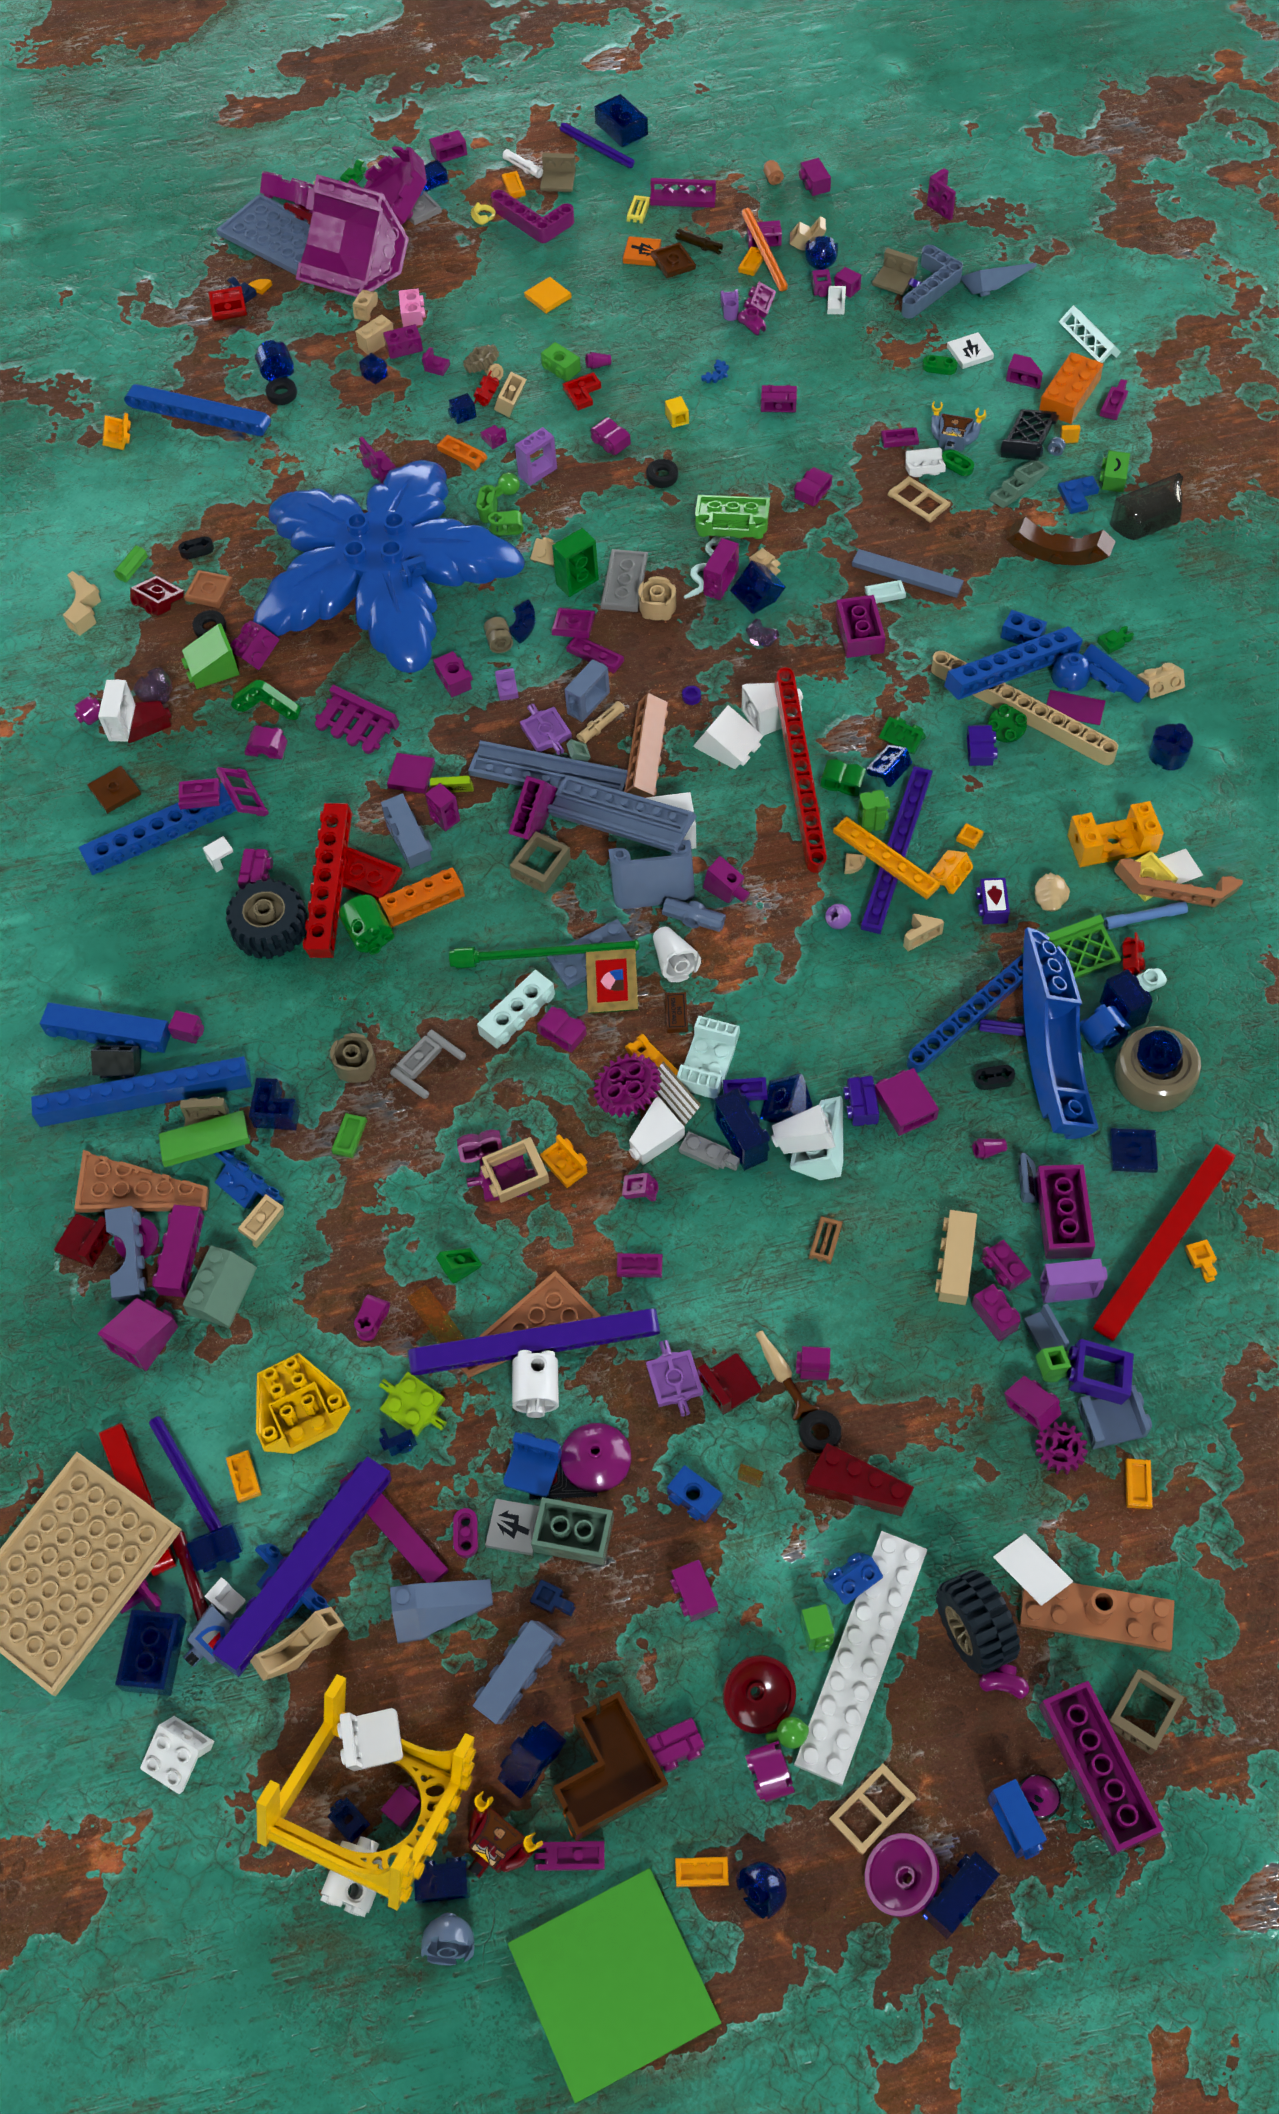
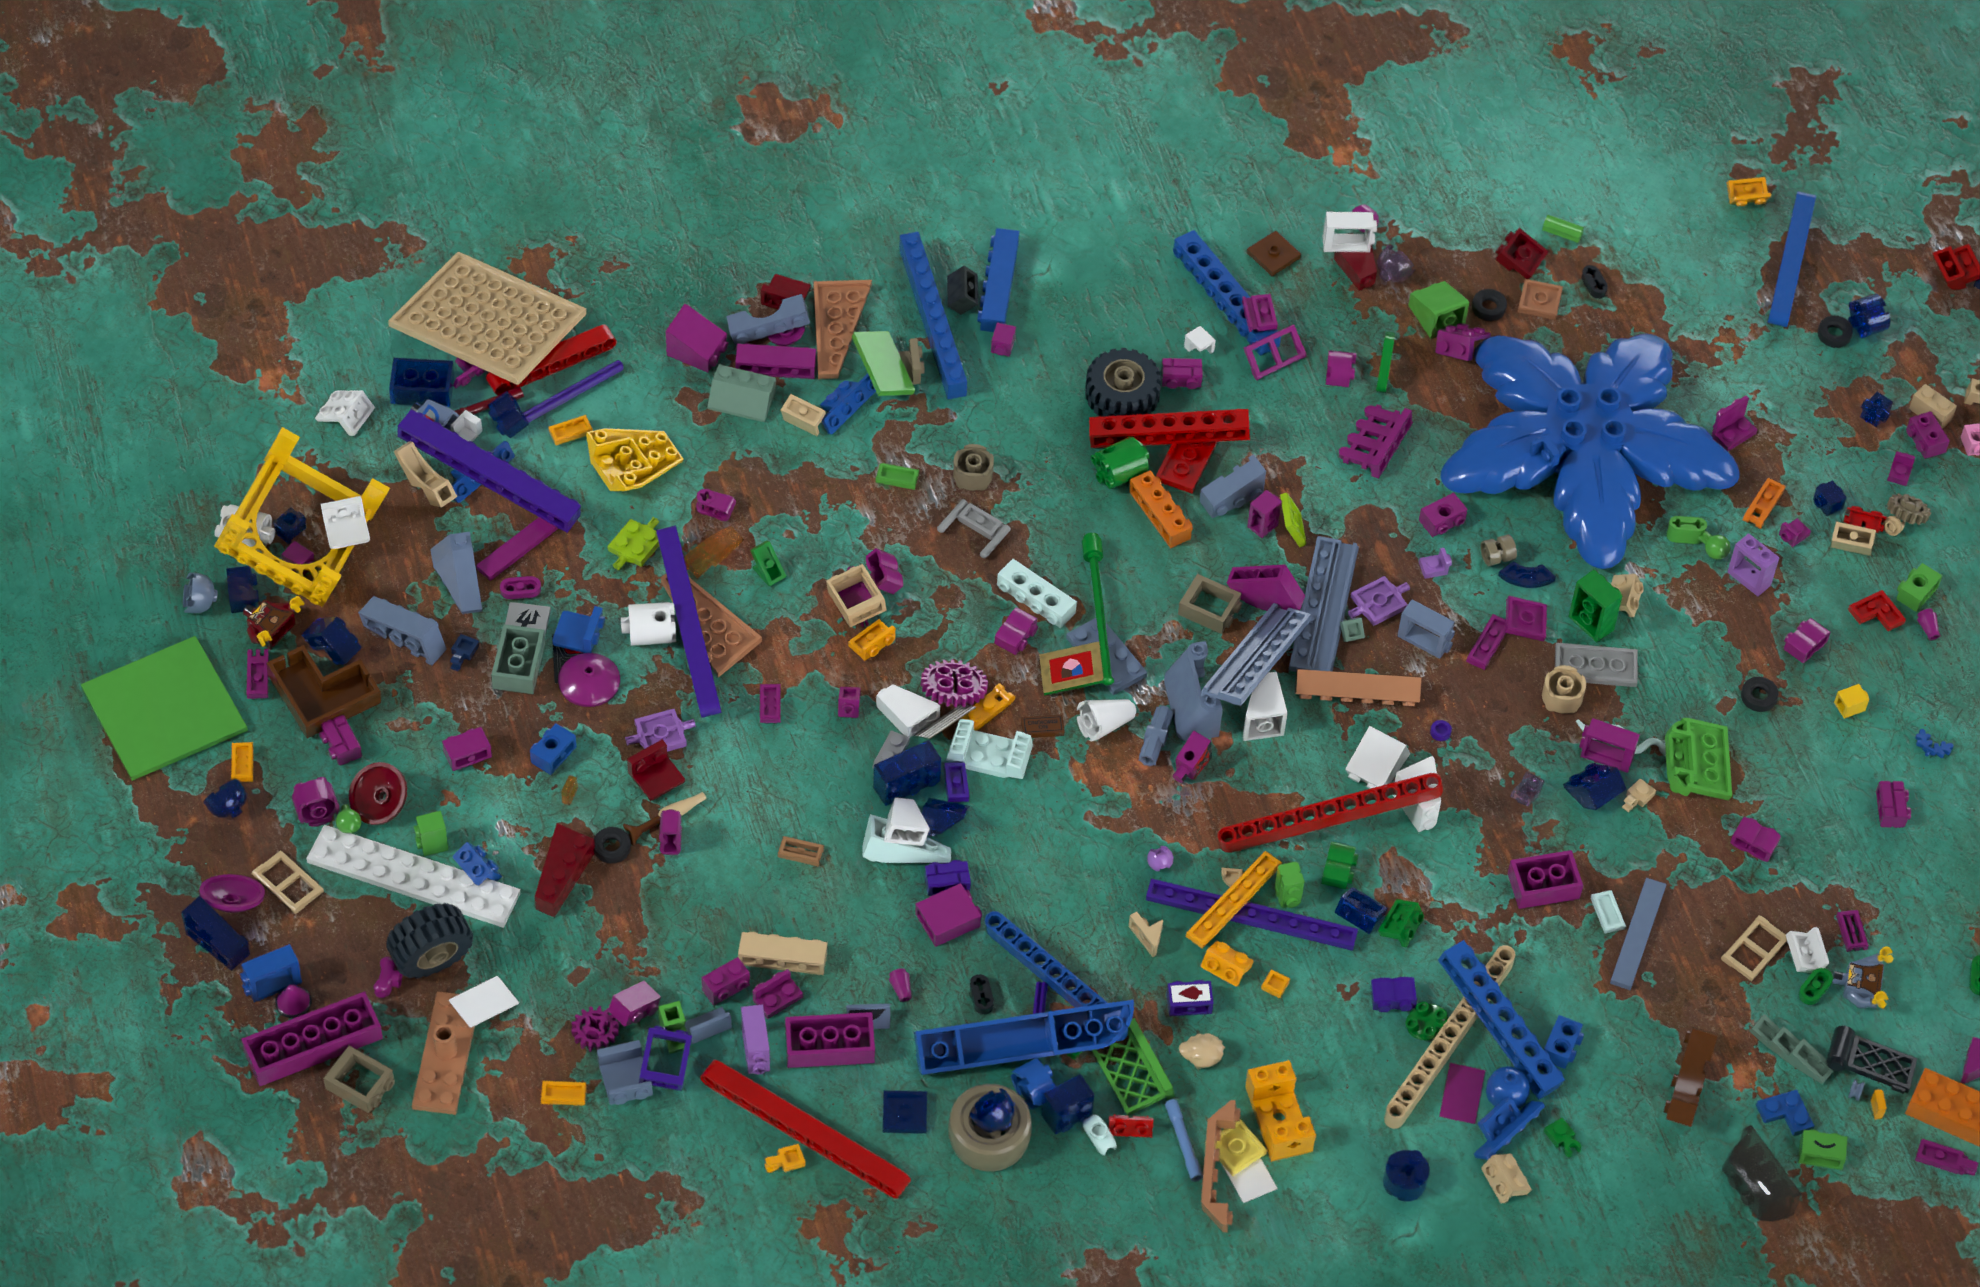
camera: 80 degrees right, 5 degrees down
(80, 614) = (1516, 196): tan arch -> none
(271, 1110) = (920, 407): clear blue brick -> none
(398, 1444) = (598, 529): clear blue bracket -> none
(411, 773) = (1315, 491): magenta tile -> none
(507, 522) = (1661, 548): bright green piece -> none
(594, 727) = (1386, 643): tan pin -> none

